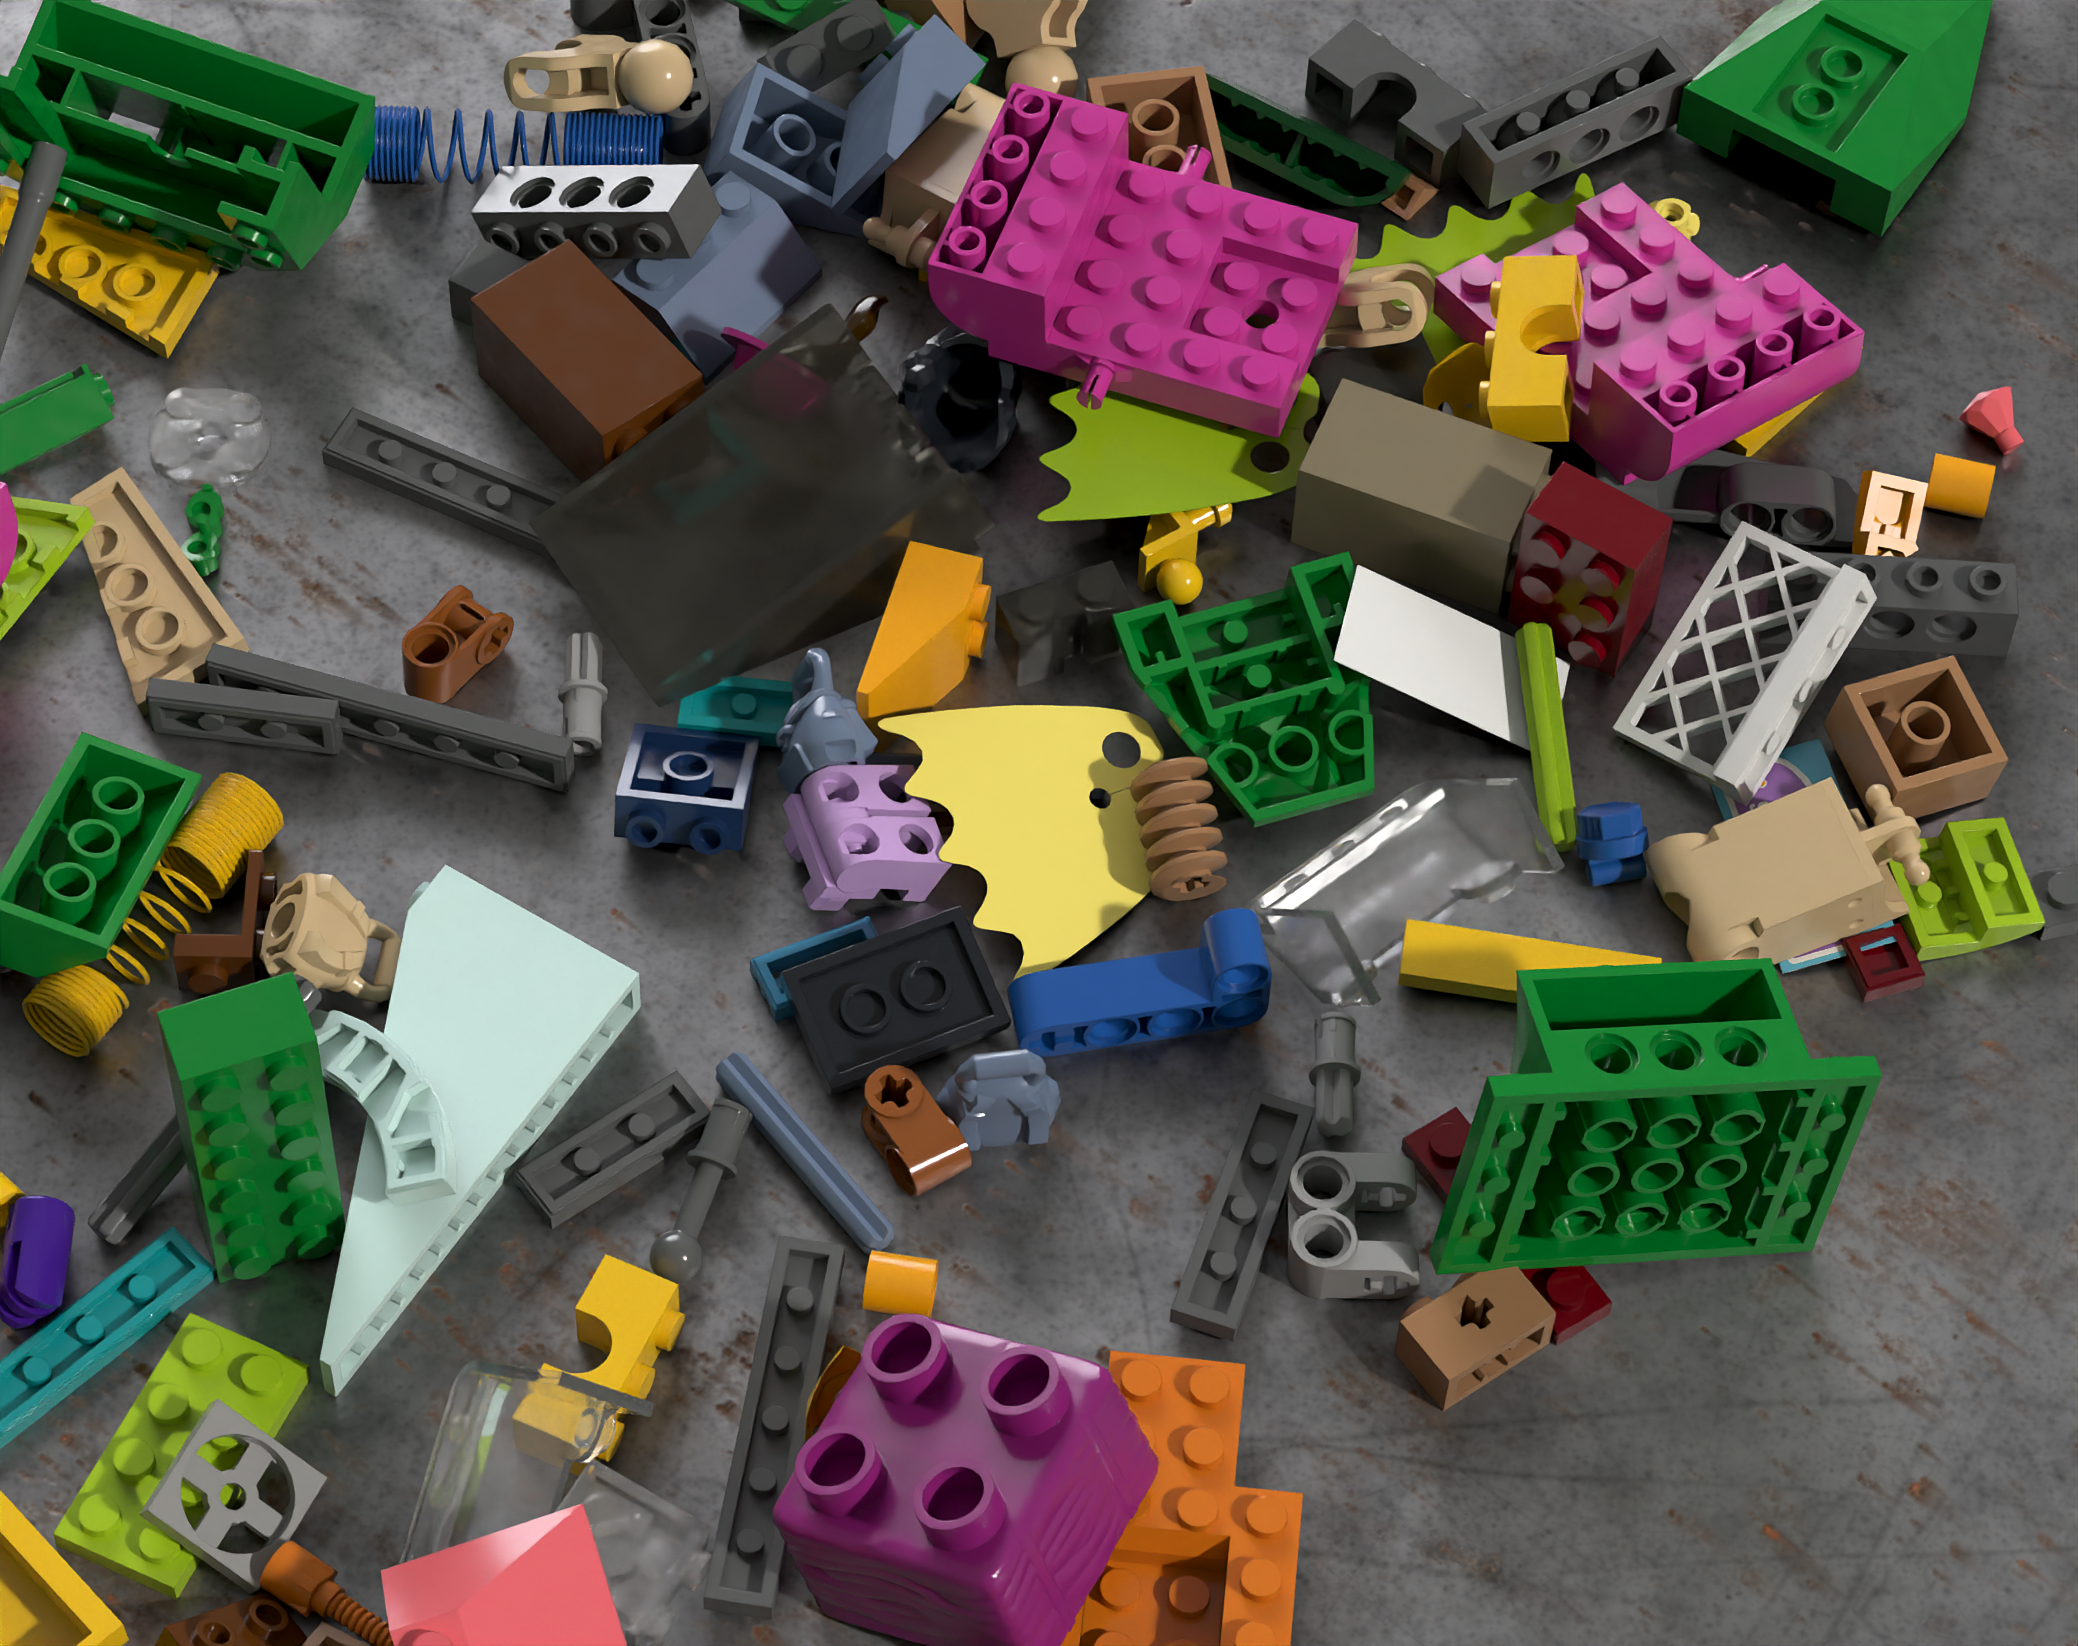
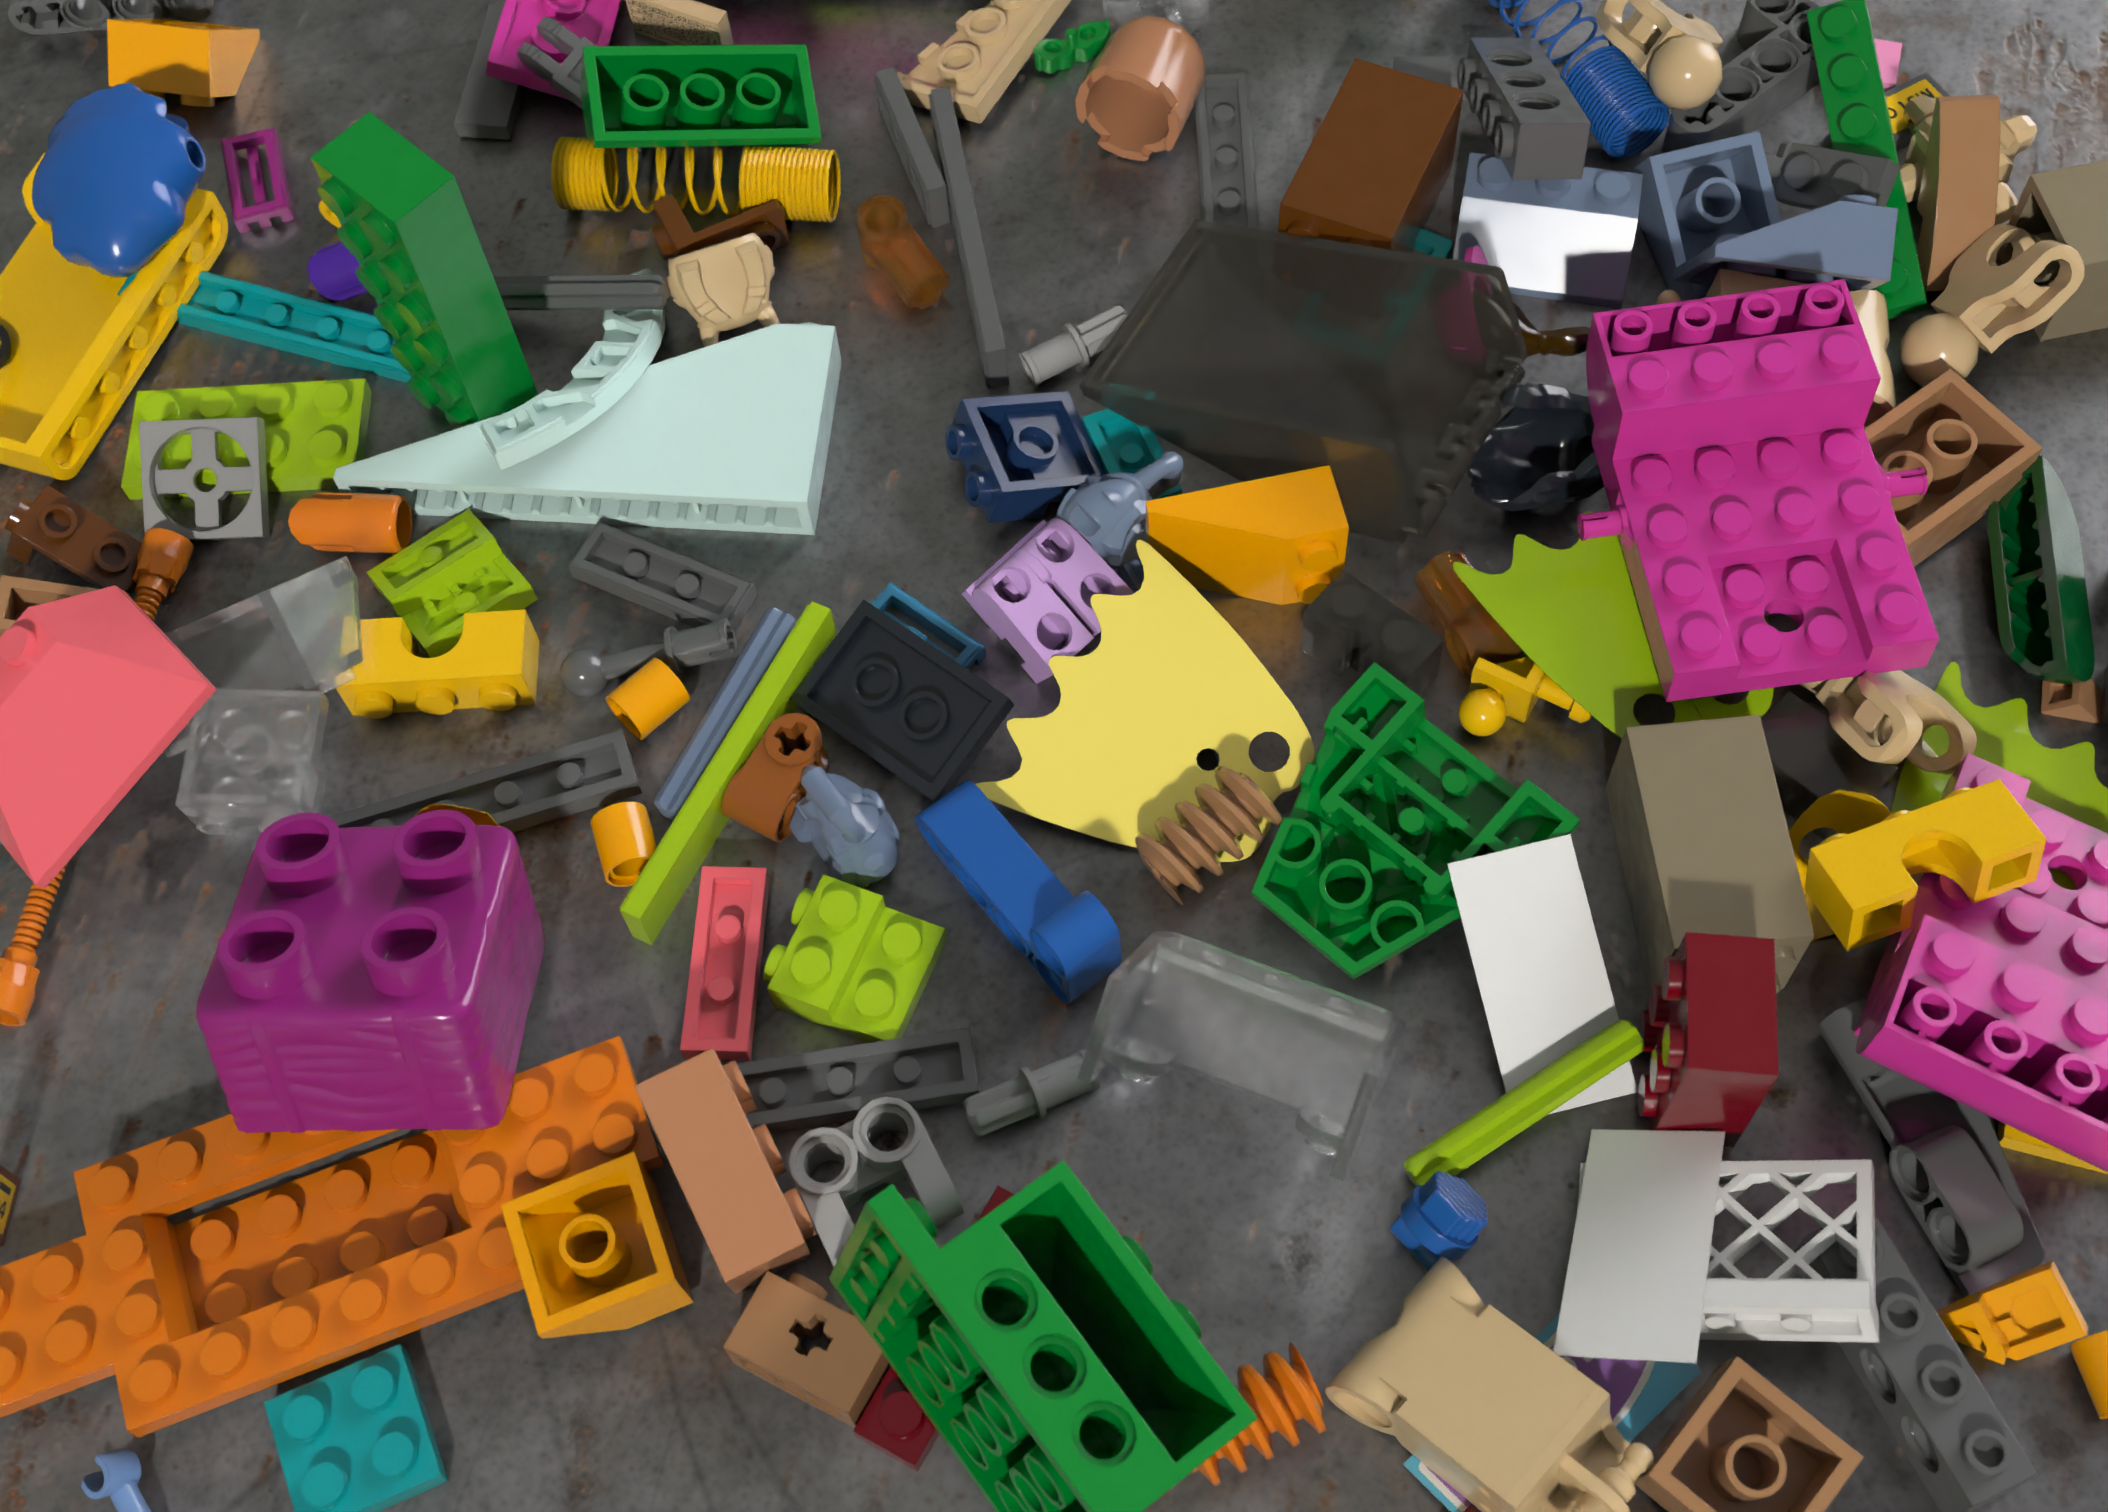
camera: 70 degrees right, 5 degrees up
(332, 489) = (1142, 87): none -> nougat cylinder
(372, 785) = (898, 252): none -> clear orange piece
(374, 1383) = (352, 522): none -> orange arm
(452, 645) = (1059, 237): dark orange piece -> none
(500, 1318) = (449, 575): none -> lime slope
(753, 1205) = (647, 698): none -> light orange beam
(879, 1167) = (700, 818): none -> lime tile
(1071, 1253) = (726, 962): none -> coral plate
(1076, 543) = (1467, 625): none -> clear orange piece
(1129, 1157) = (853, 962): none -> lime plate
(1303, 1305) = (727, 1169): none -> nougat brick
(1308, 1436) = (596, 1251): none -> light orange slope
(1486, 961) = (1252, 1217): yellow tile -> none
(1714, 707) = (1641, 1246): none -> white sticker

